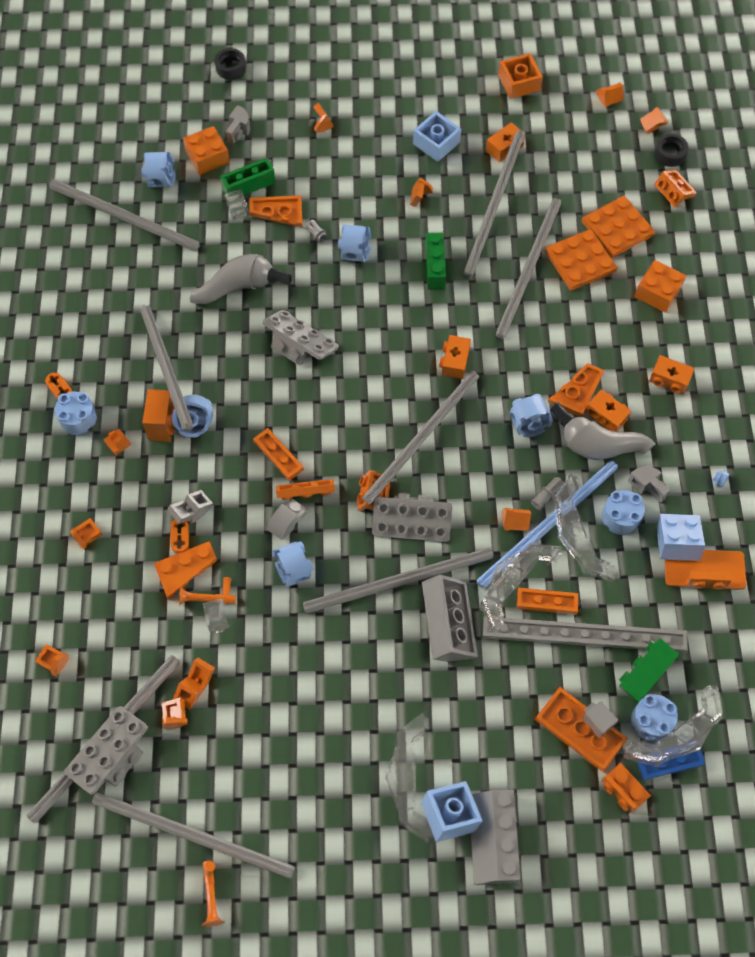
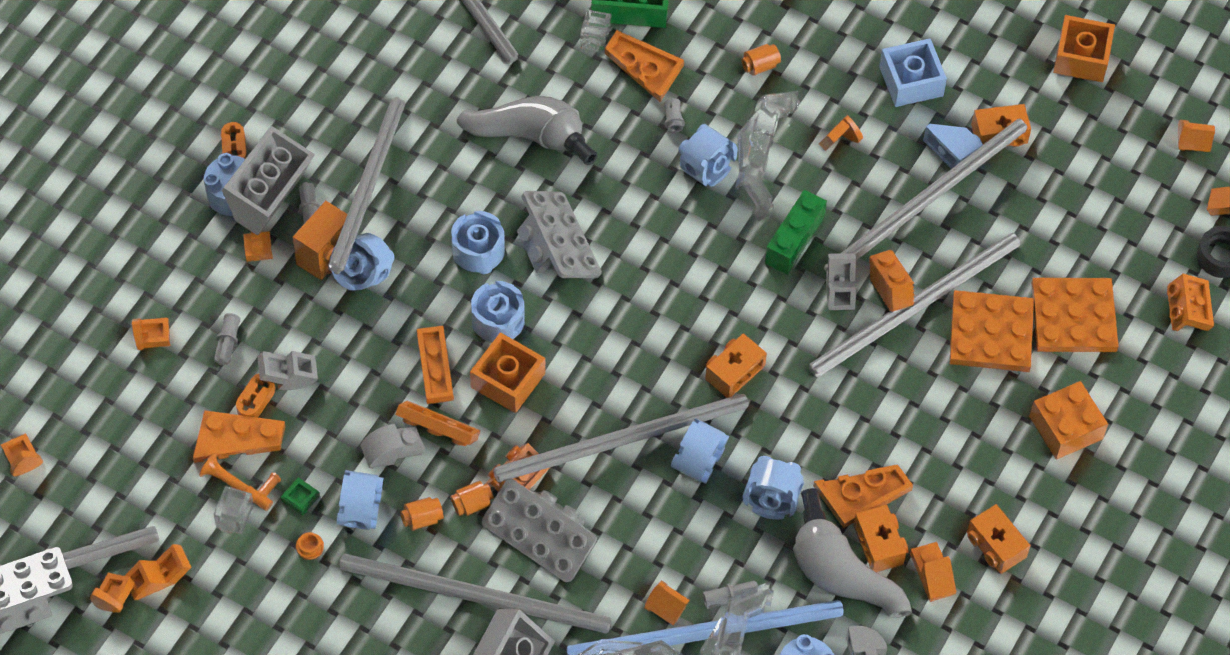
camera: 30 degrees right, 5 degrees down
(99, 397) = (266, 179): none -> light grey slope
(132, 399) = (308, 200): none -> light grey axle
(137, 510) = (227, 339): none -> light grey axle
(250, 582) = (300, 496): none -> green tile
(254, 365) = (478, 242): none -> light blue brick
(278, 610) = (309, 546): none -> orange plate
(296, 401) = (497, 310): none -> light blue brick
(327, 434) = (507, 372): none -> orange brick
(334, 549) = (422, 513): none -> orange brick
(344, 172) = (761, 59): none -> orange brick
(358, 523) = (472, 498): none -> orange brick
(379, 226) = (754, 146): none -> clear helmet
(473, 417) = (700, 451): none -> light blue brick
(481, 276) = (841, 281): none -> light grey brick
(486, 166) = (951, 142): none -> light blue slope
(510, 259) = (891, 280): none -> orange brick
(649, 414) = (934, 571): none -> orange slope

